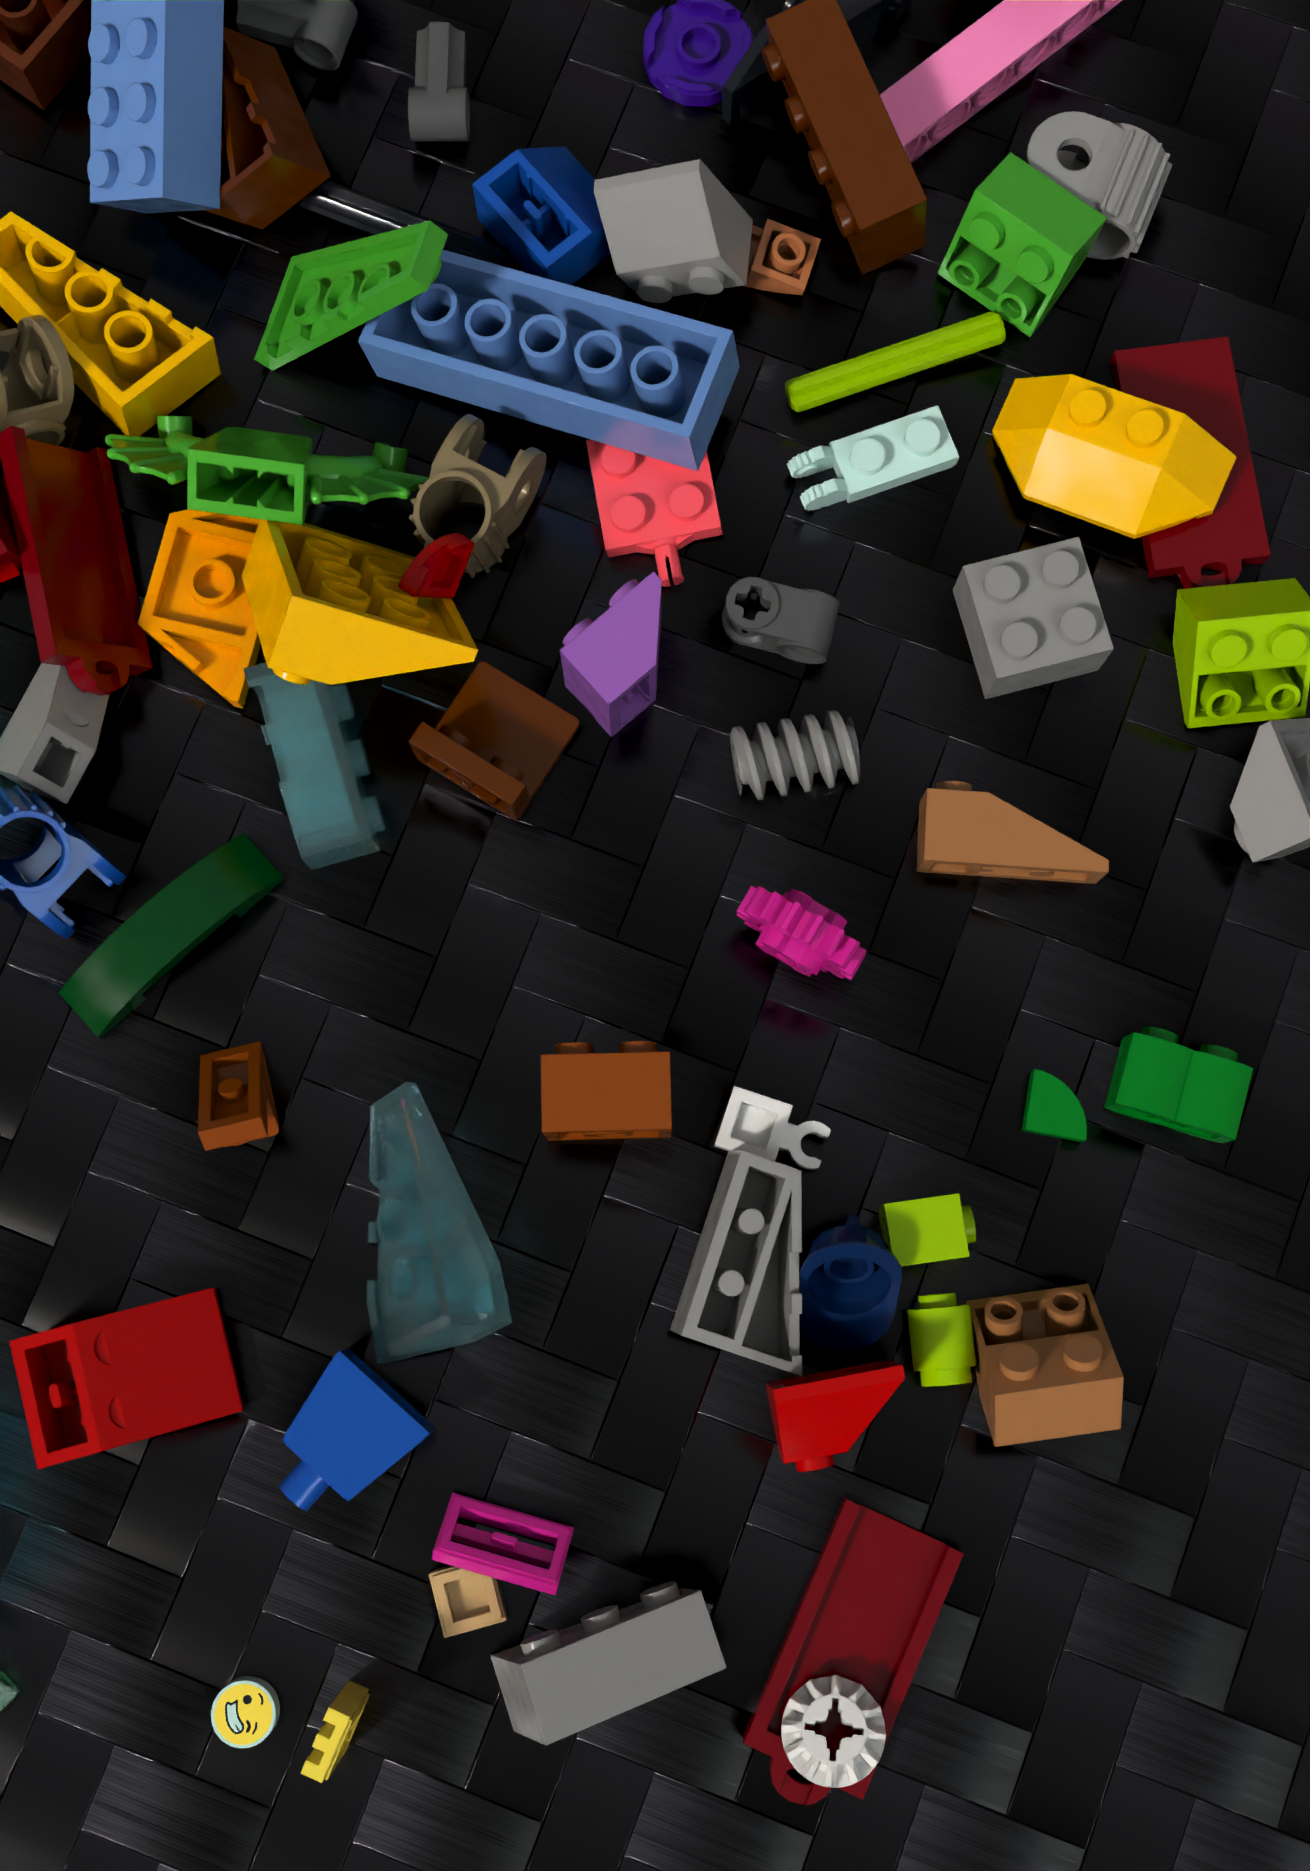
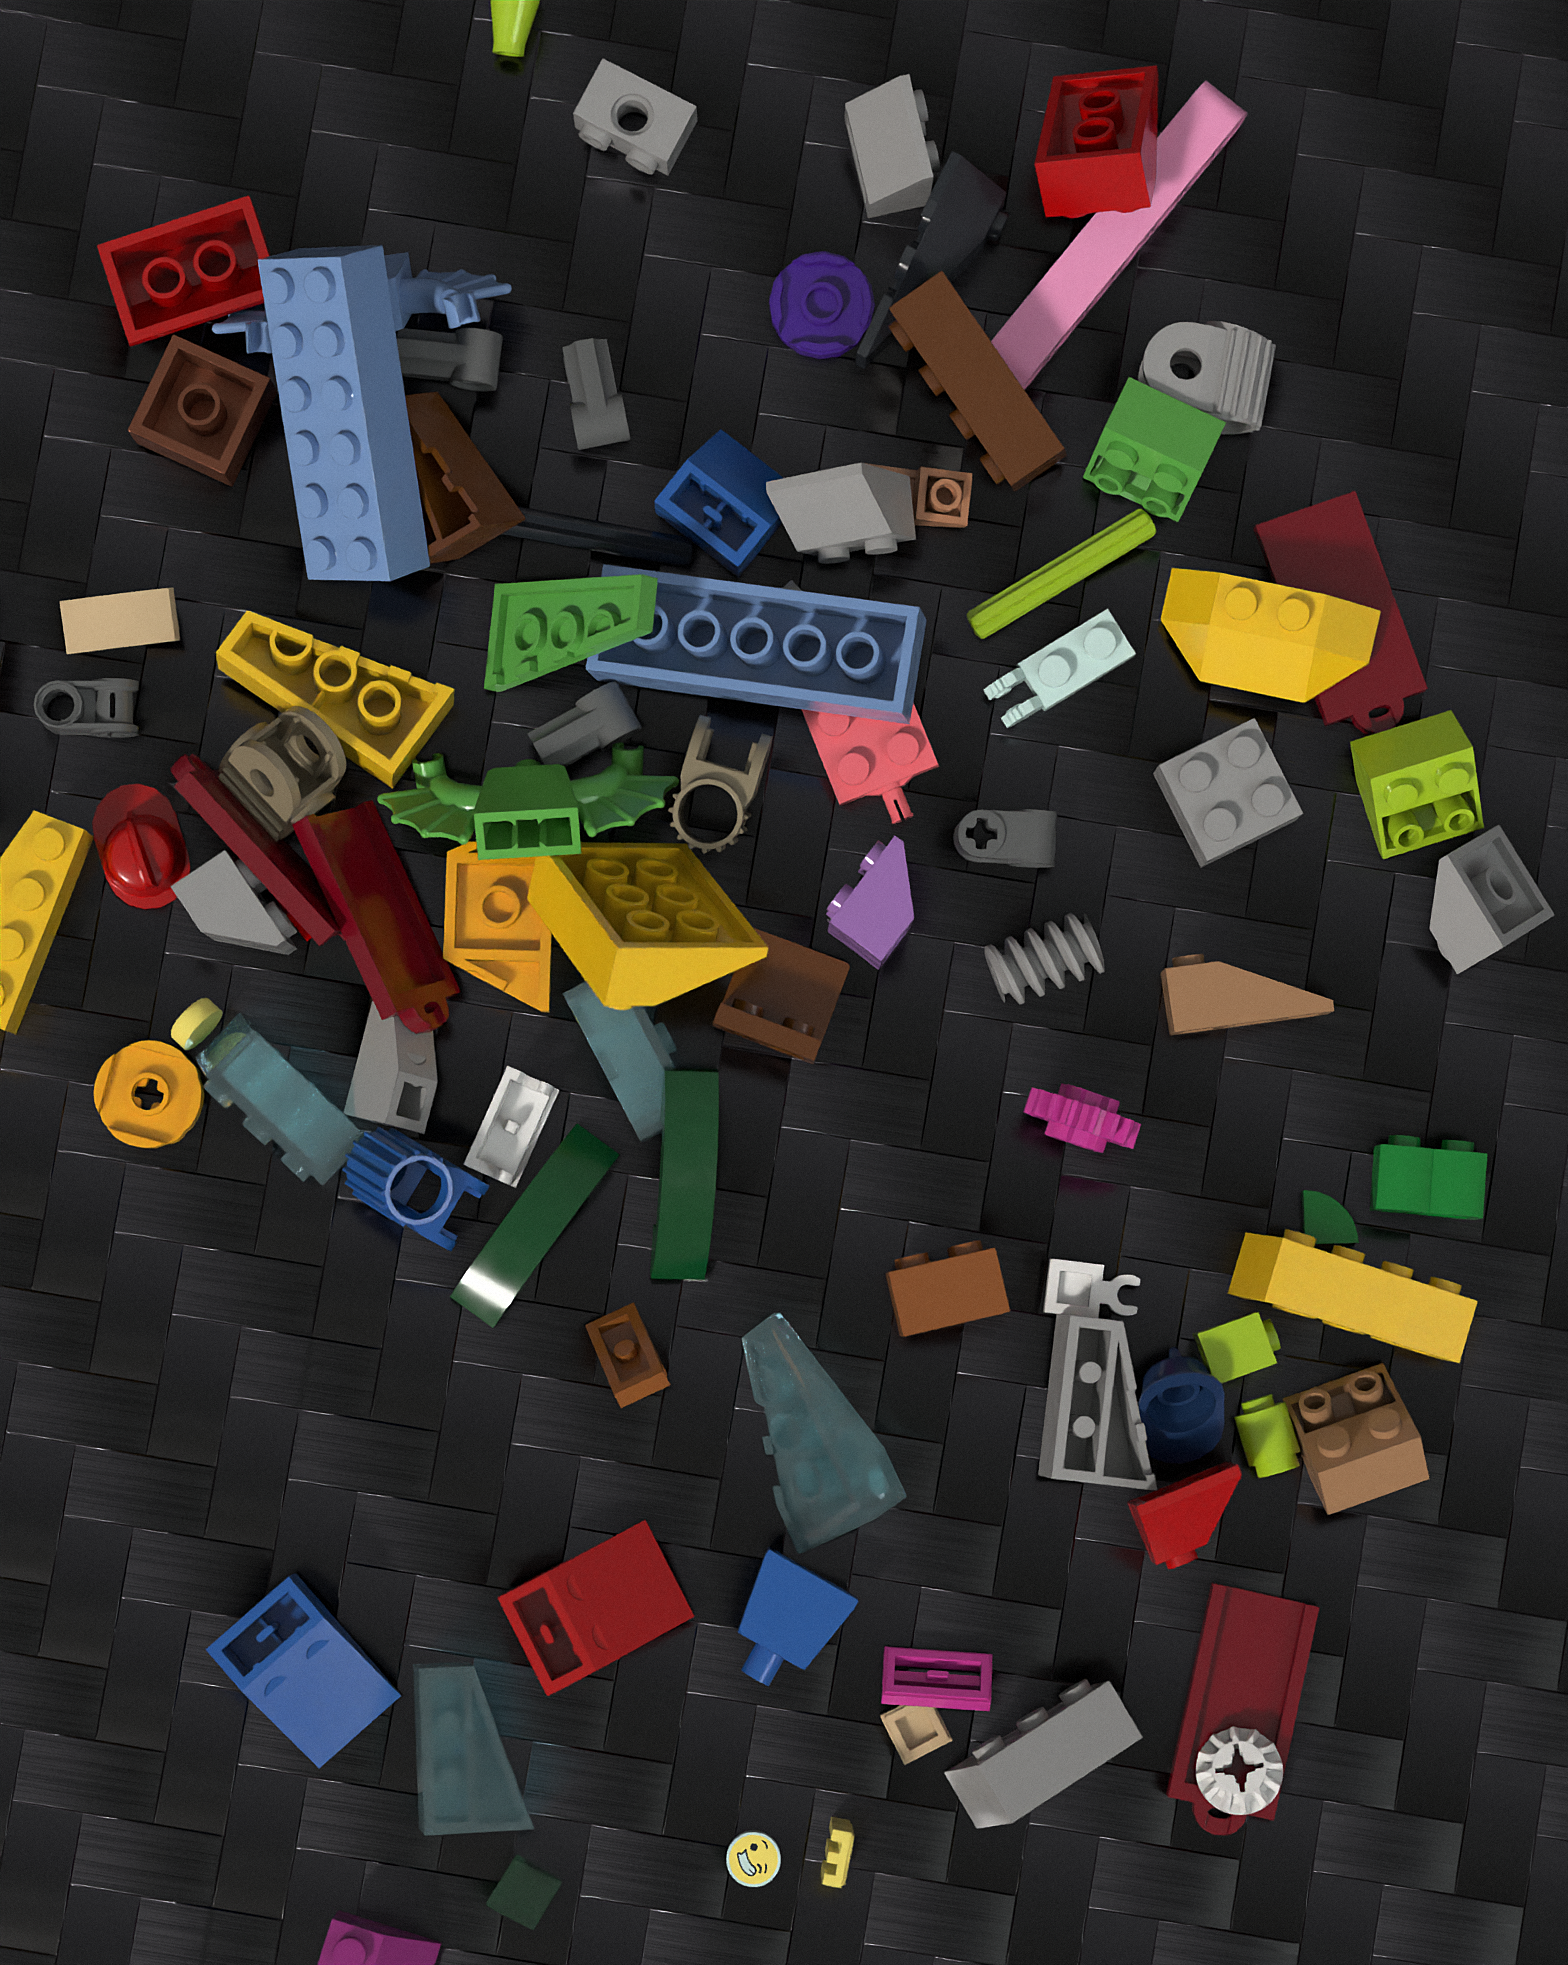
camera: 15 degrees left, 5 degrees up
(167, 818) = (511, 1127): none -> white hinge
(342, 905) = (686, 1174): none -> dark green slope
(360, 415) = (594, 724): none -> dark grey piece
(438, 568) = (708, 868): red tile -> none
(1073, 1196) = (1354, 1295): none -> yellow wedge

